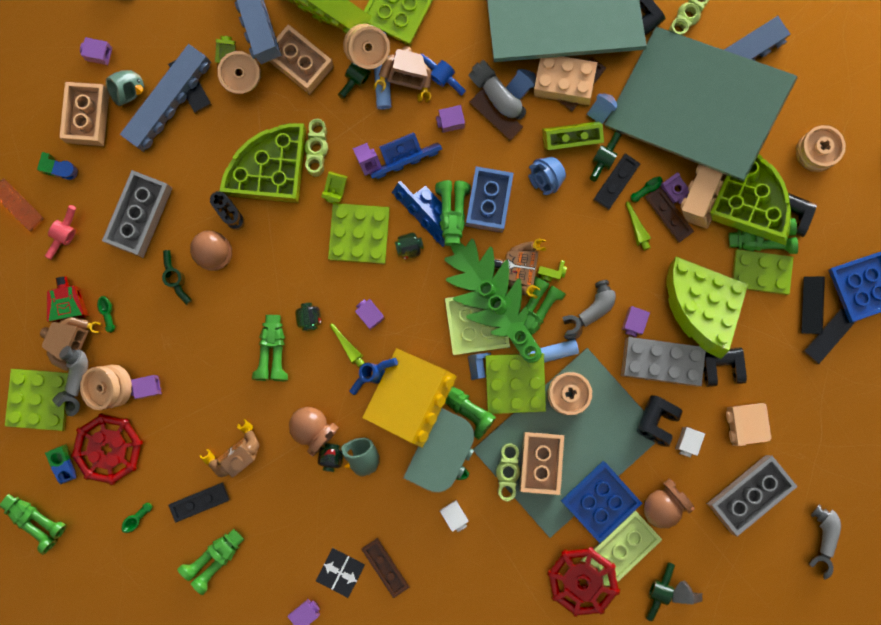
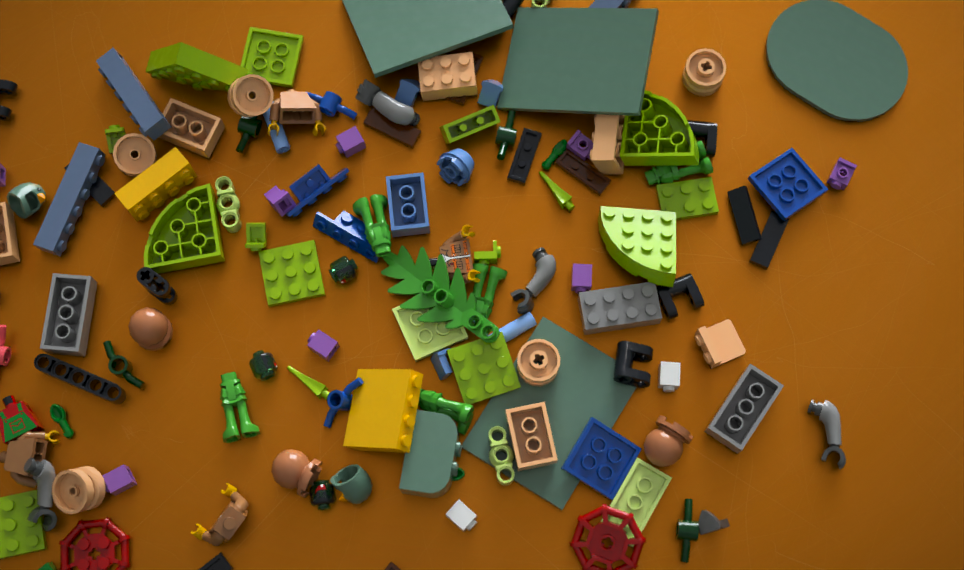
camera: 15 degrees left, 10 degrees down
(125, 274) = (74, 372): none -> black beam
(251, 109) = (156, 184): none -> yellow brick

